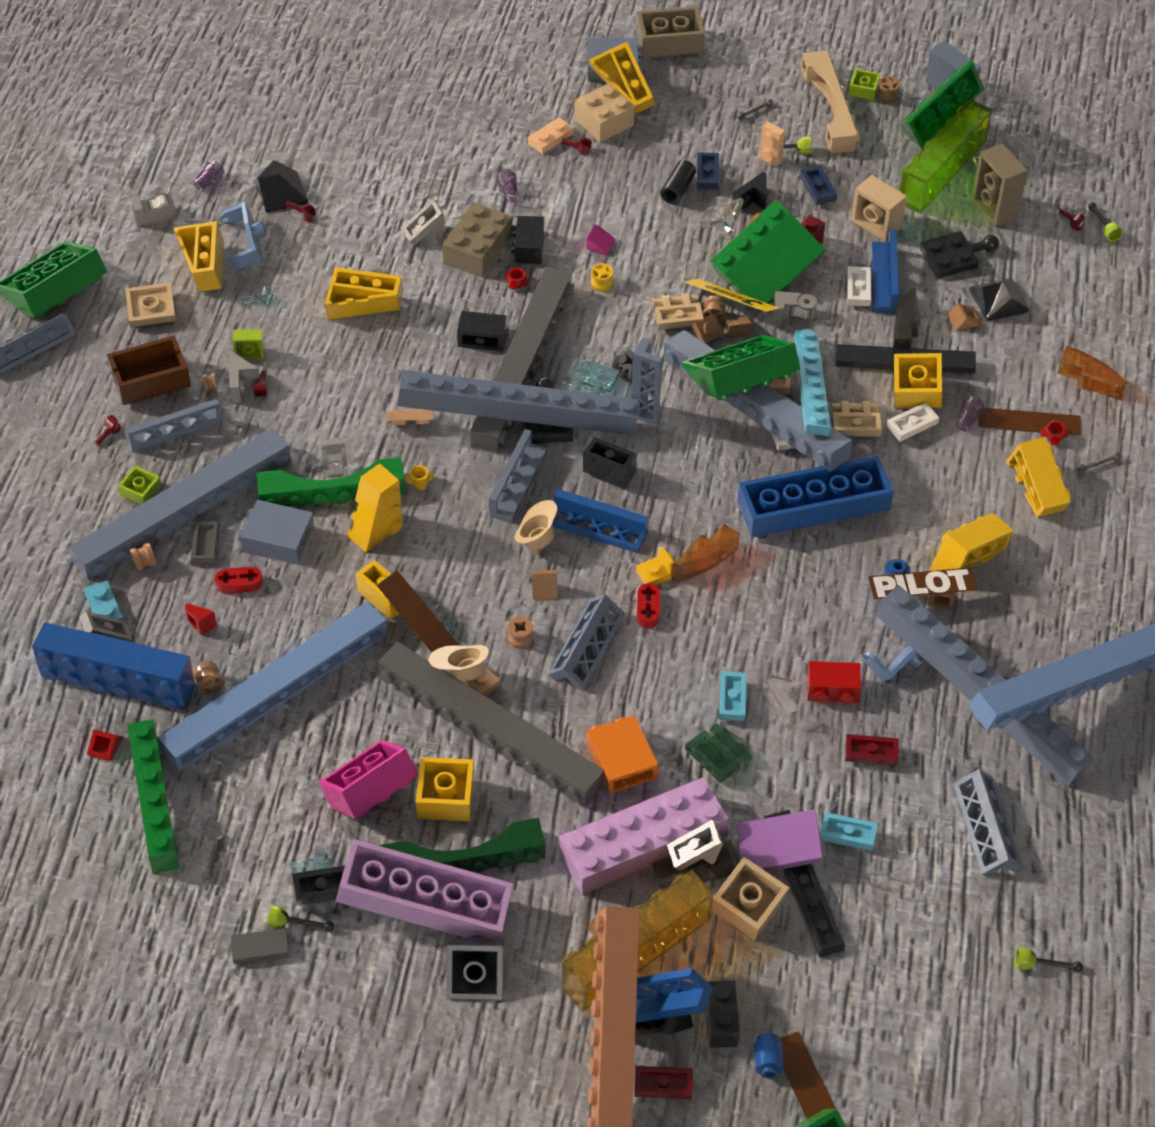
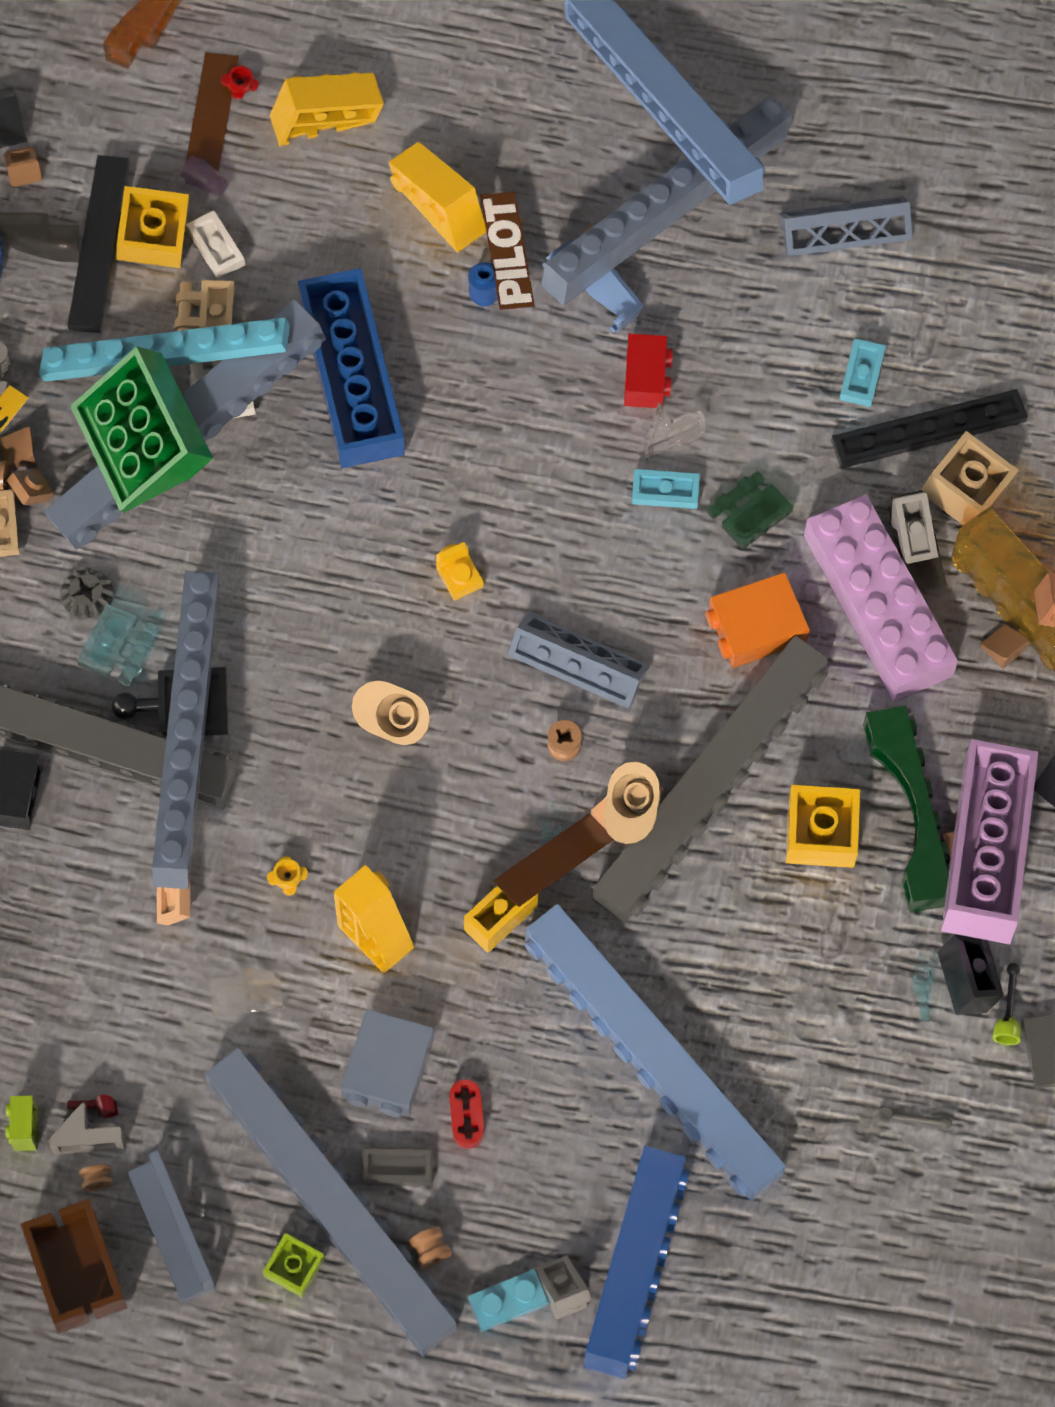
camera: 90 degrees left, 15 degrees up
(103, 744) = (744, 1275): red slope -> none
(112, 427) = (168, 1319): dark red hand -> none
(153, 796) = (795, 1203): green arch -> none
(200, 618) = (542, 1159): red slope -> none
(208, 678) = (641, 1135): medium nougat wheel -> none
(295, 491) = (308, 1059): green arch -> none
(368, 779) = (816, 916): dark pink brick -> none
(516, 479) = (297, 743): sand blue fence -> none
(544, 585) = (486, 710): medium nougat slope -> none
(601, 517) = (369, 631): blue fence -> none
(609, 462) = (283, 618): black brick -> none
(640, 381) = (168, 552): sand blue fence -> none
(643, 605) = (517, 584): red beam -> none
(706, 554) = (436, 505): clear orange slope -> none
(781, 841) = (885, 445): medium lavender tile -> none
(871, 749) = (744, 338): dark red plate -> none
(1026, 959) = (1026, 205): hinge -> none
(1082, 468) = (281, 19): dark grey hinge -> none

